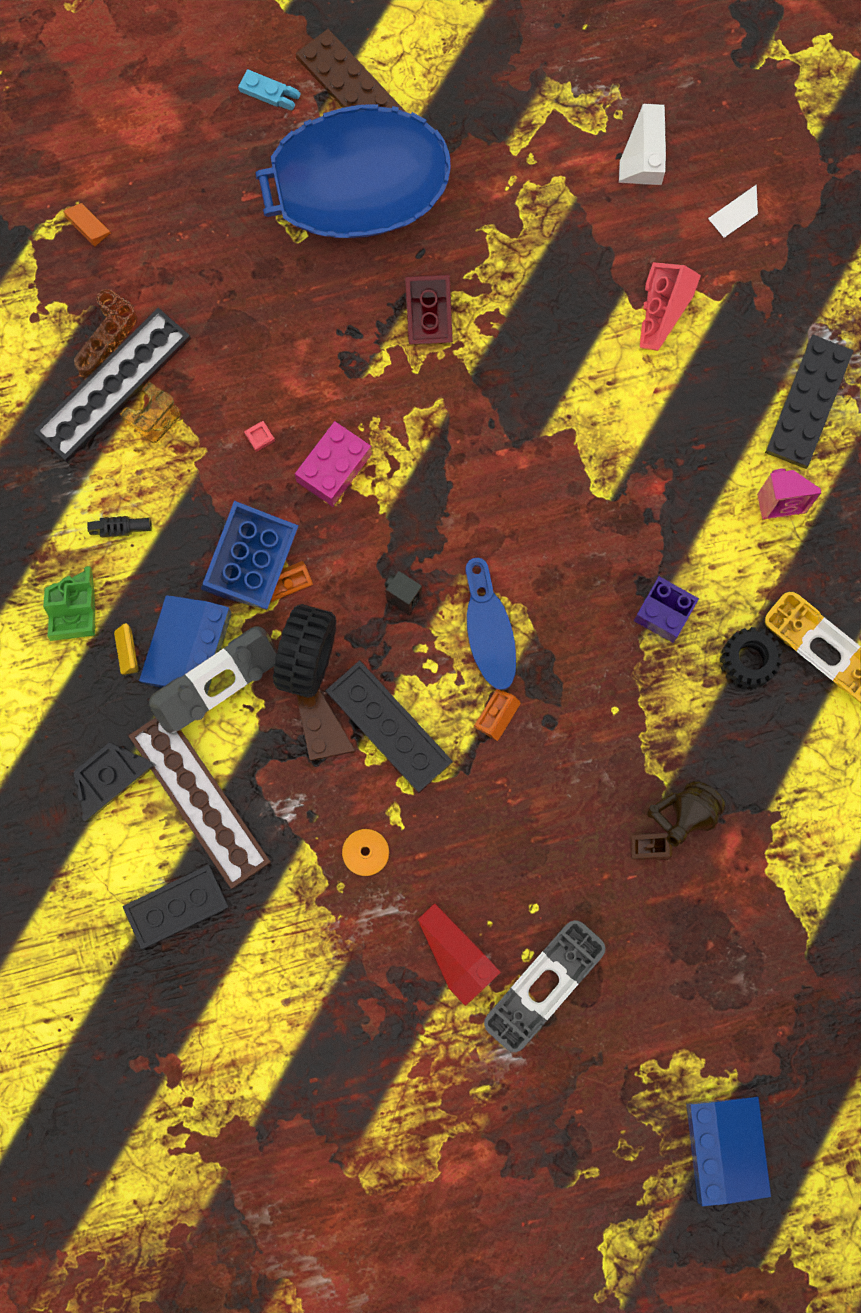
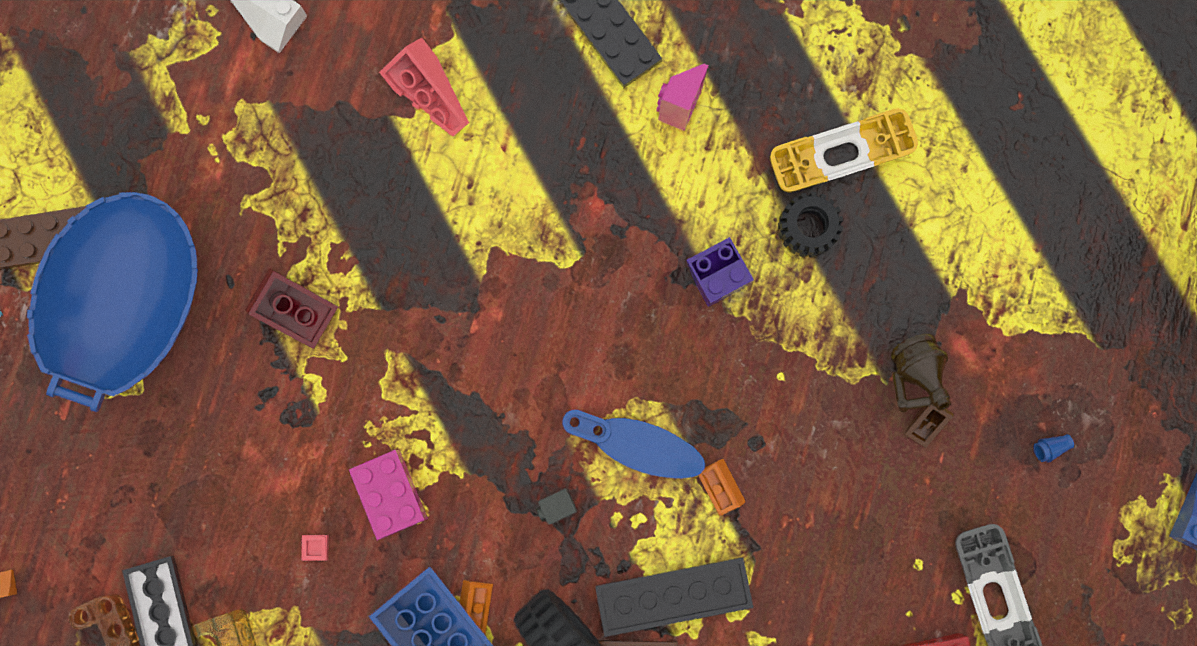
camera: 55 degrees left, 5 degrees up
(696, 959) = (1051, 448): none -> blue cone

